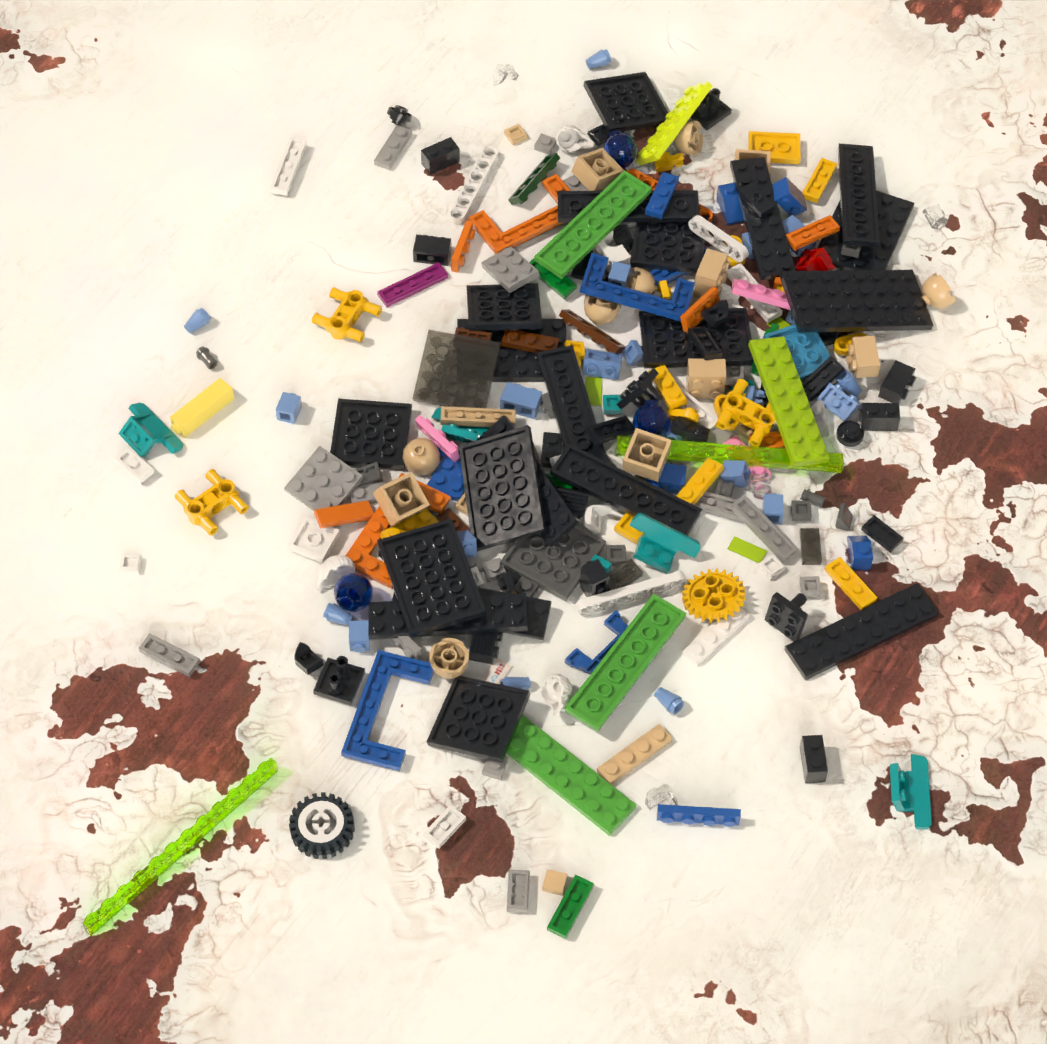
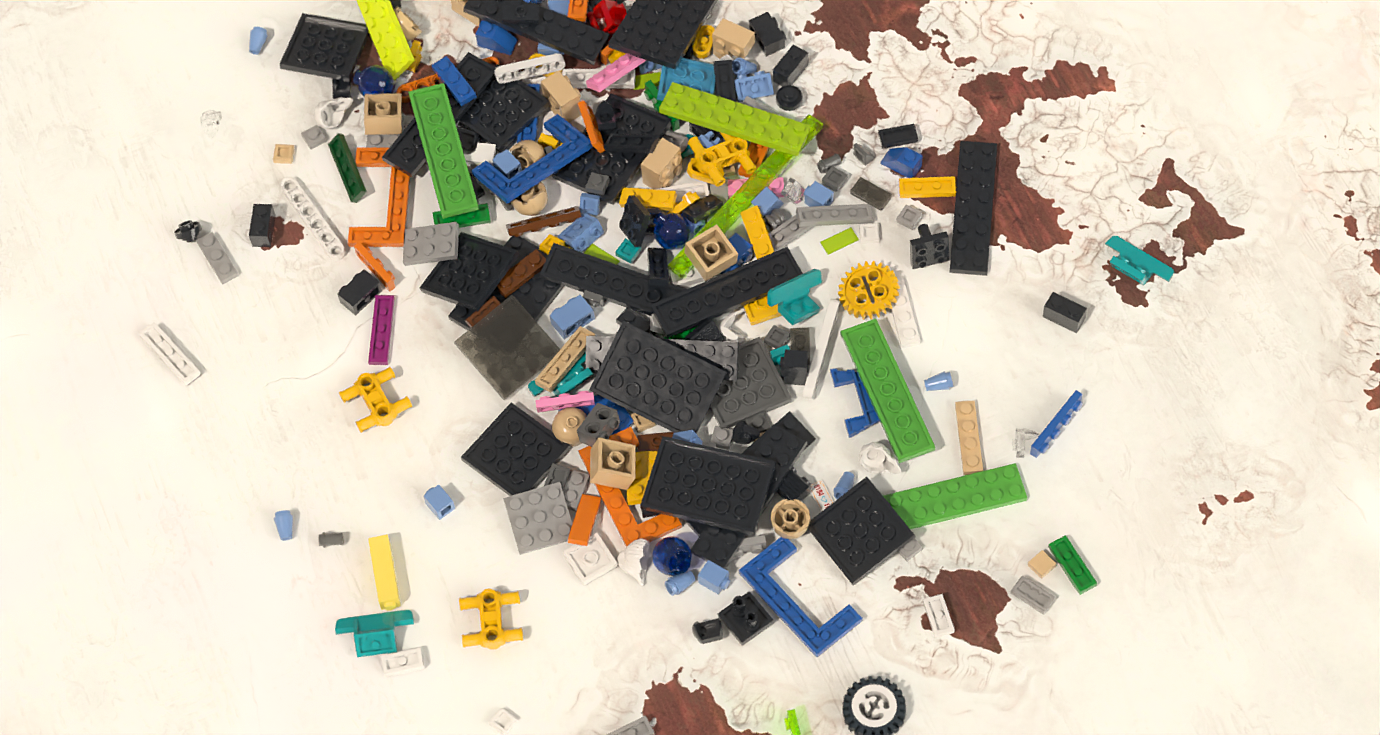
camera: 50 degrees left, 5 degrees up
(431, 470) = (598, 424): none -> dark grey brick
(651, 344) = (597, 183): none -> dark grey plate

